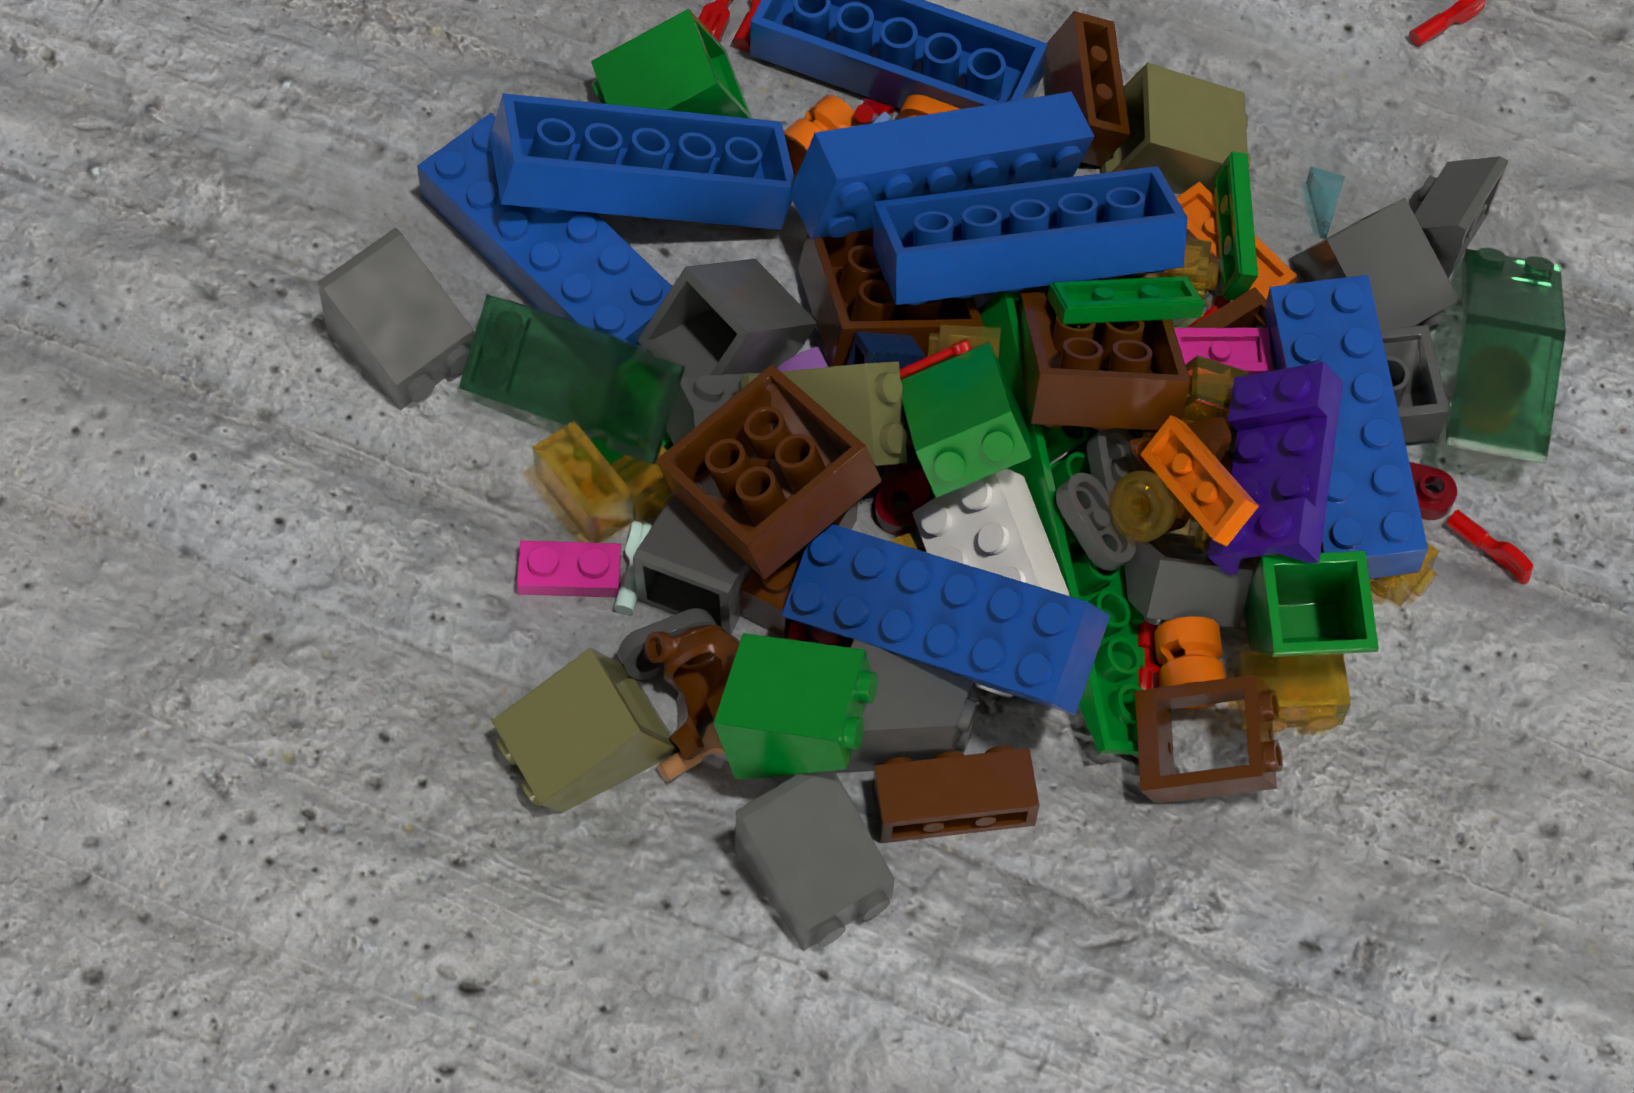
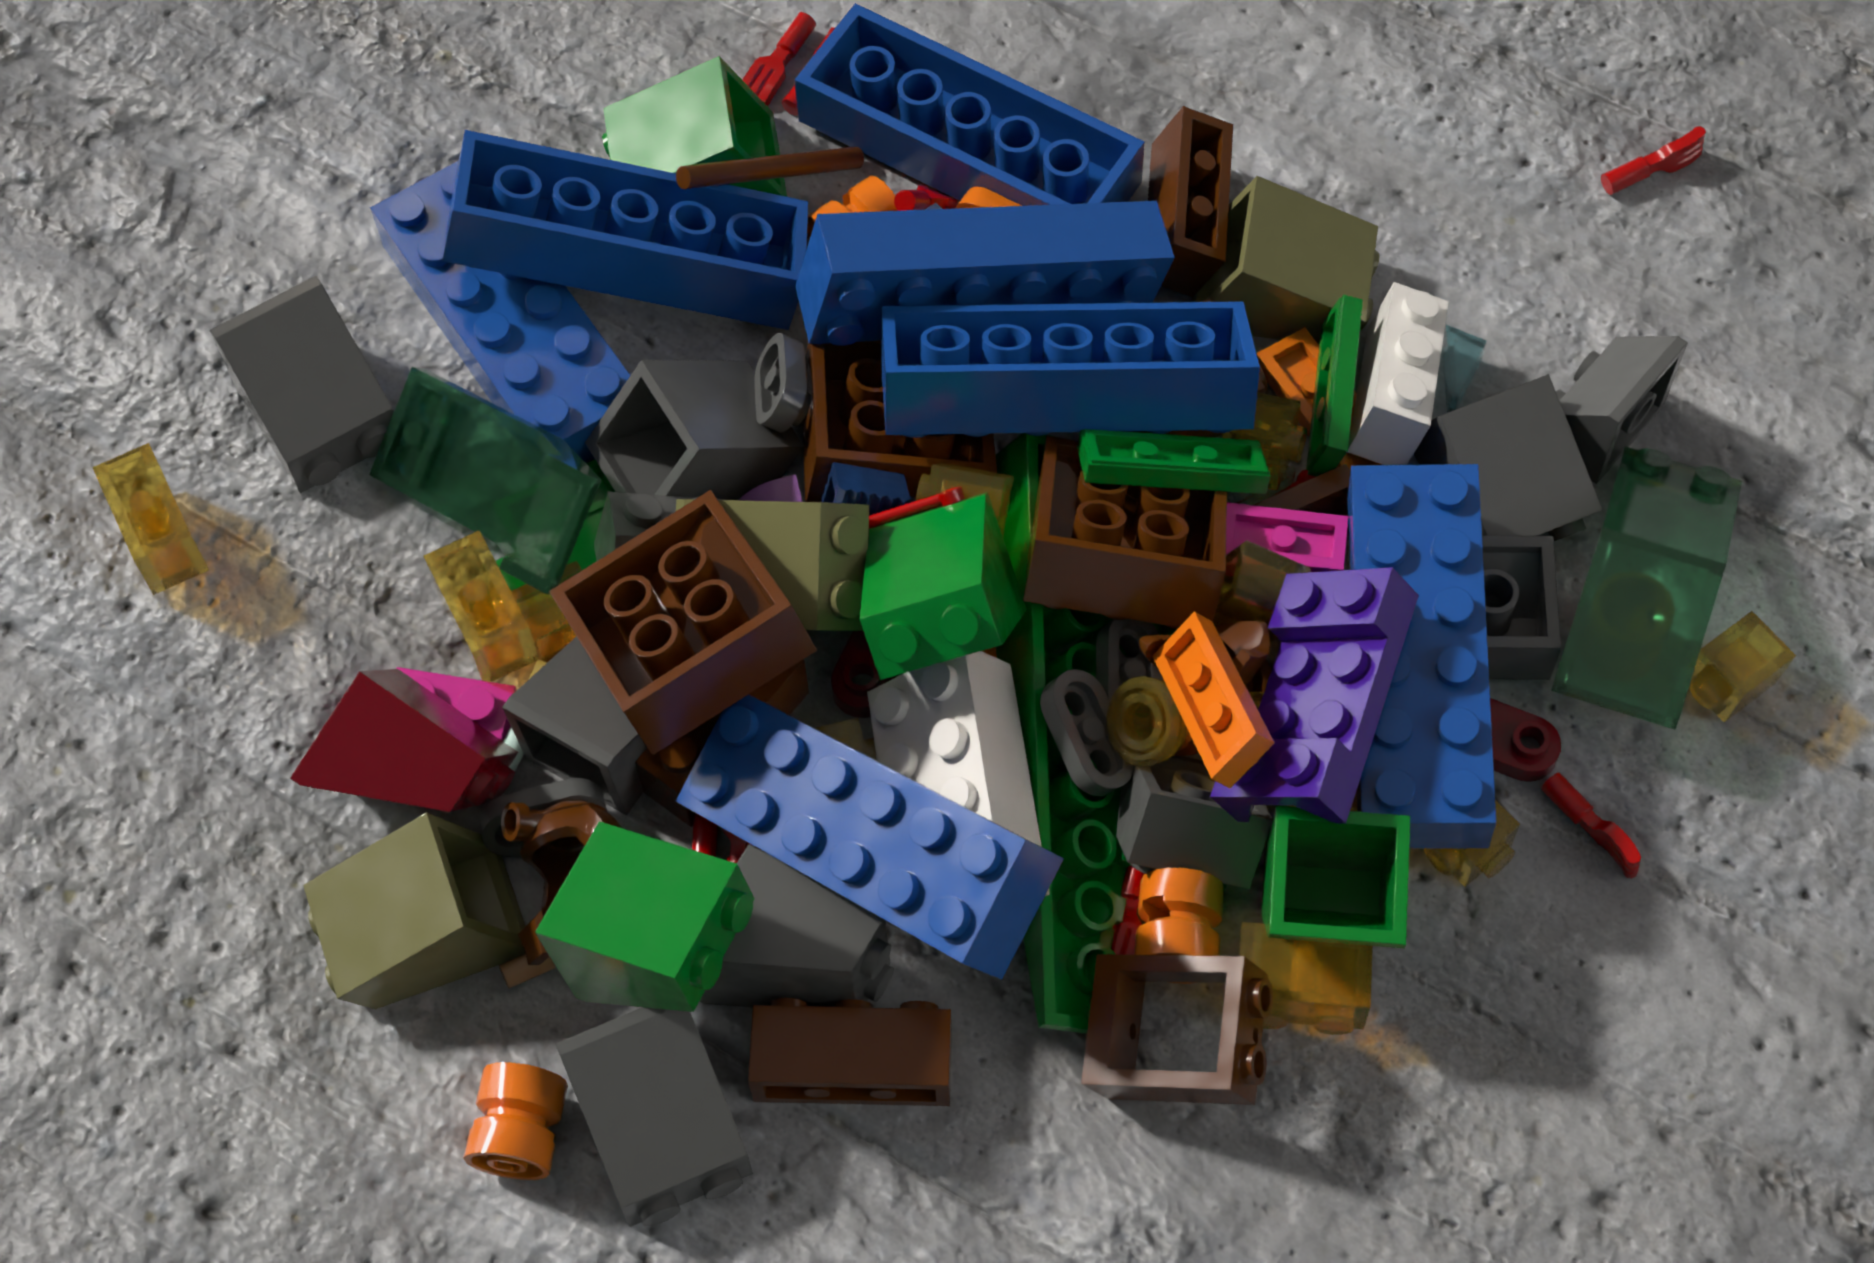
camera: 15 degrees right, 0 degrees up
(290, 444) = (150, 519): none -> clear yellow brick
(554, 603) = (405, 747): none -> dark red slope
(703, 880) = (517, 1110): none -> orange wheel
(744, 97) = (769, 167): none -> reddish brown bar
(793, 273) = (781, 384): none -> dark grey plate
(1284, 211) = (1398, 376): none -> white brick
(1584, 410) = (1739, 666): none -> clear yellow brick

